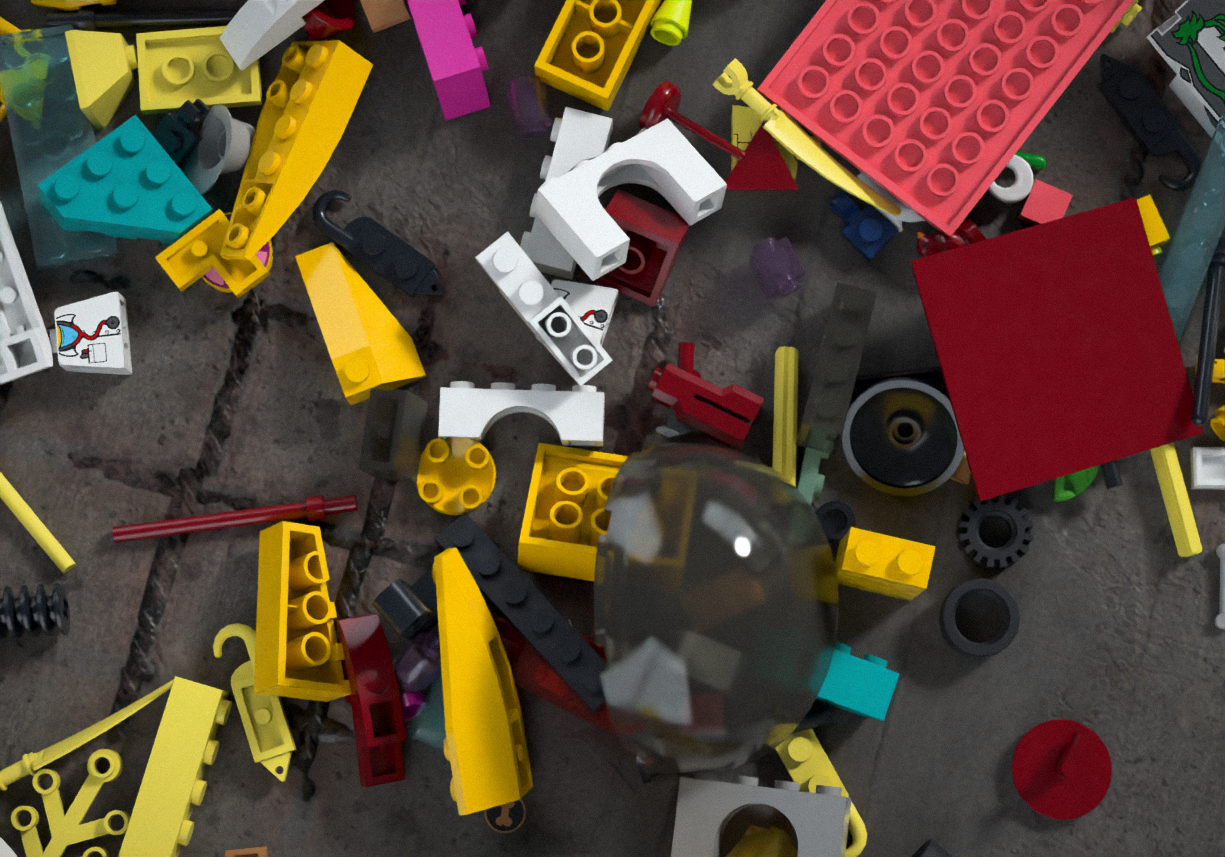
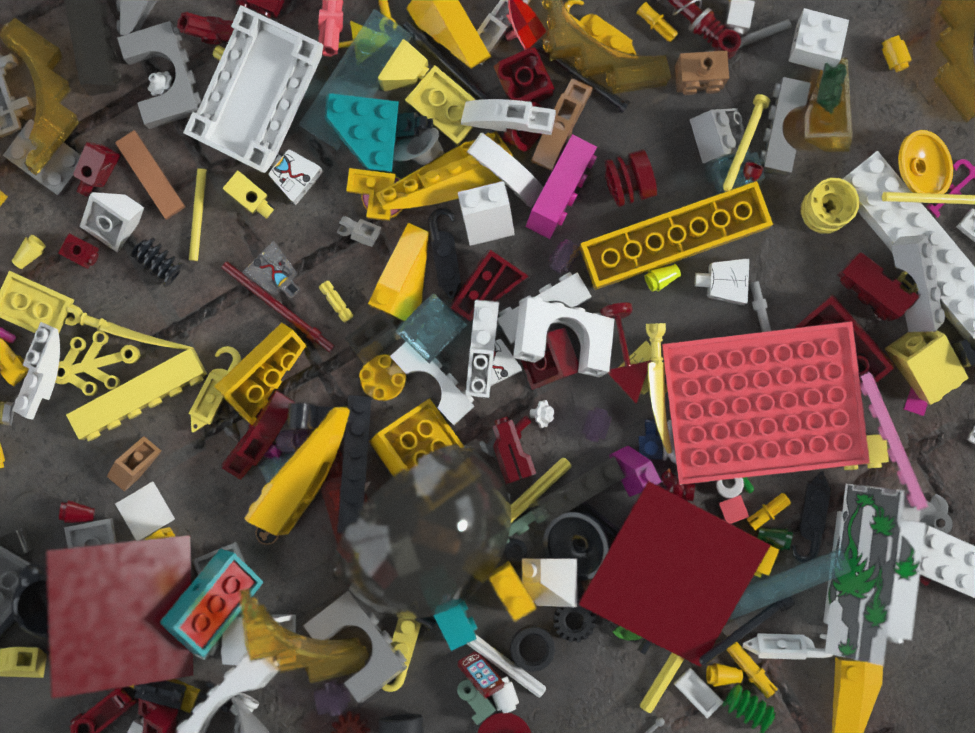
camera: 45 degrees right, 5 degrees up
(41, 411) = (240, 187): none -> light yellow torso
(186, 480) = (273, 272): none -> clear torso
(247, 321) = (360, 231): none -> light grey plate
(302, 439) = (336, 301): none -> light yellow axle
(352, 63) = (506, 168): none -> white slope
(380, 144) = (486, 213): none -> white slope
(455, 350) = (431, 328): none -> clear light blue slope
(466, 221) = (487, 282): none -> dark red wedge
(697, 320) = (543, 413): none -> white plant
(881, 270) = (636, 468): none -> magenta slope
(919, 505) = (551, 581): none -> white slope
(949, 713) = (480, 674): none -> tile
(961, 749) = (481, 706): none -> sand green leg
(972, 672) = (507, 666): none -> white axle
(1003, 711) = (506, 697): none -> white brick
(1089, 165) = (768, 511): none -> yellow axle
(1135, 181) = (776, 537): none -> dark green cone

